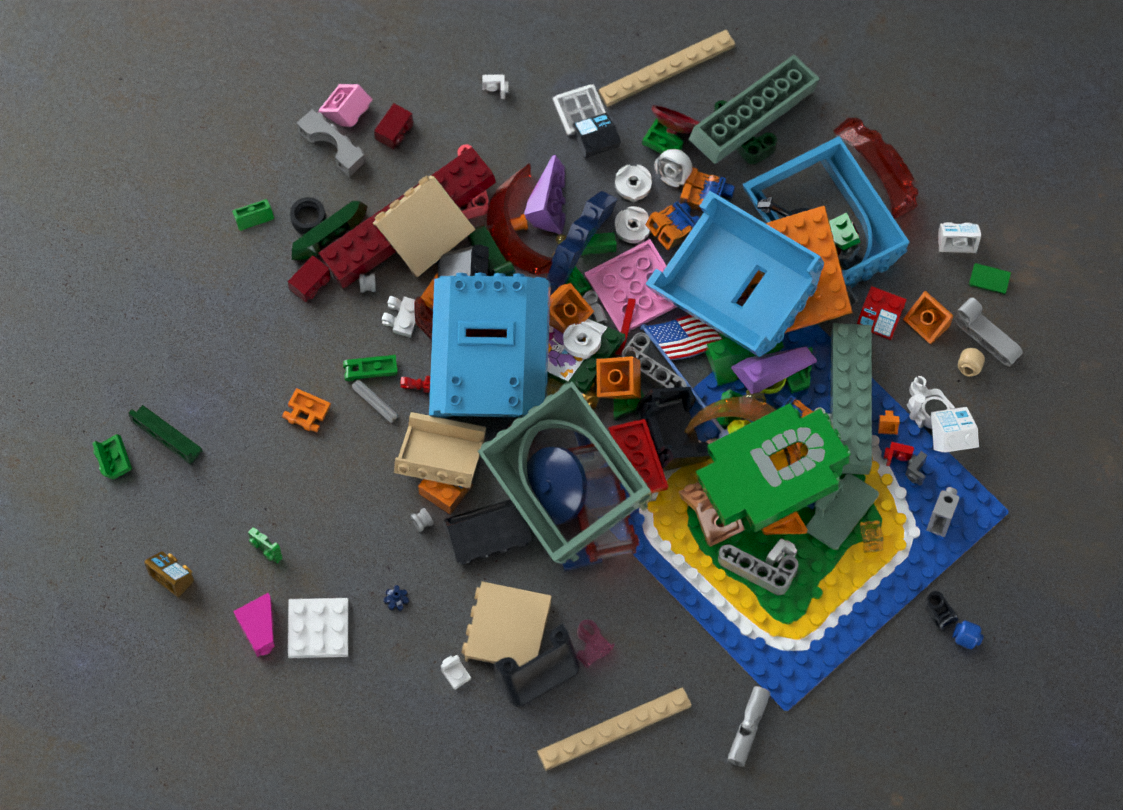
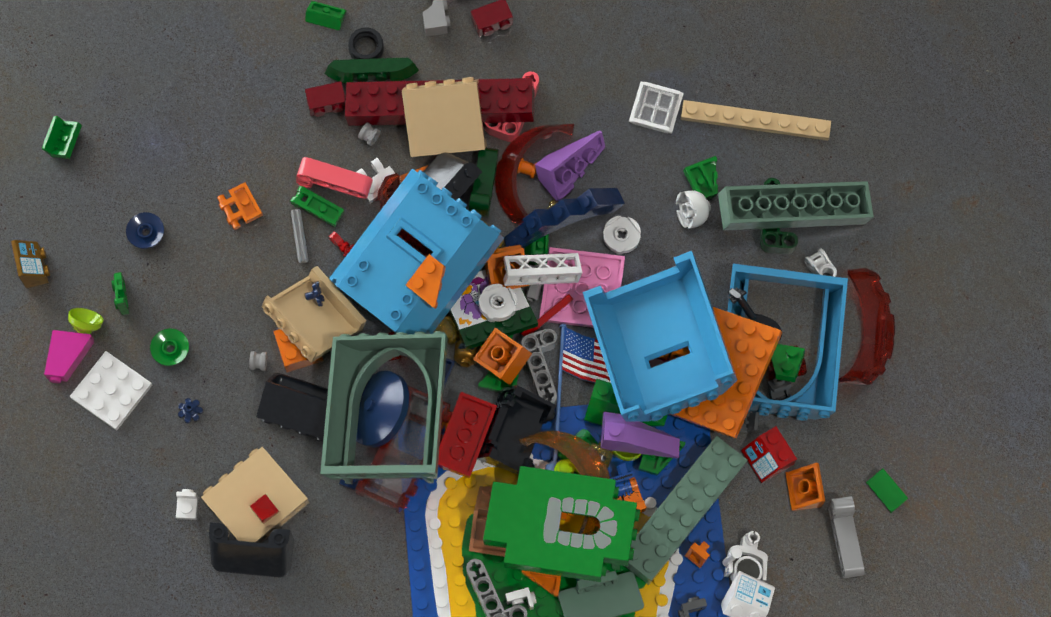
camera: 35 degrees right, 5 degrees up
(165, 434) = (117, 148): dark green fence -> none
(243, 474) = (141, 223): none -> dark blue dish
(253, 586) = (85, 320): none -> lime piece
(336, 551) = (169, 338): none -> green dish
(367, 334) = (333, 177): none -> coral beam
(428, 435) = (315, 294): none -> dark blue plant
(494, 83) = (601, 36): white bracket -> none
(520, 354) = (428, 280): none -> orange wing
(524, 626) = (264, 508): none -> red slope
(596, 135) = (650, 137): black slope -> none
(597, 645) = (312, 567): clear pink piece -> none
(601, 244) = (583, 232): green panel -> none
(601, 291) = (541, 275): none -> white fence
(633, 173) = (657, 191): white plate -> none
(672, 222) = (651, 256): orange hips -> none
(674, 120) = (723, 167): dark red dish -> none
(699, 185) = (705, 247): orange hips -> none
(804, 143) = (820, 263): none -> white piece
(900, 451) = (688, 587): red bracket -> none
(959, 237) = (887, 435): white slope -> none
(971, 362) = (812, 551): tan head -> none

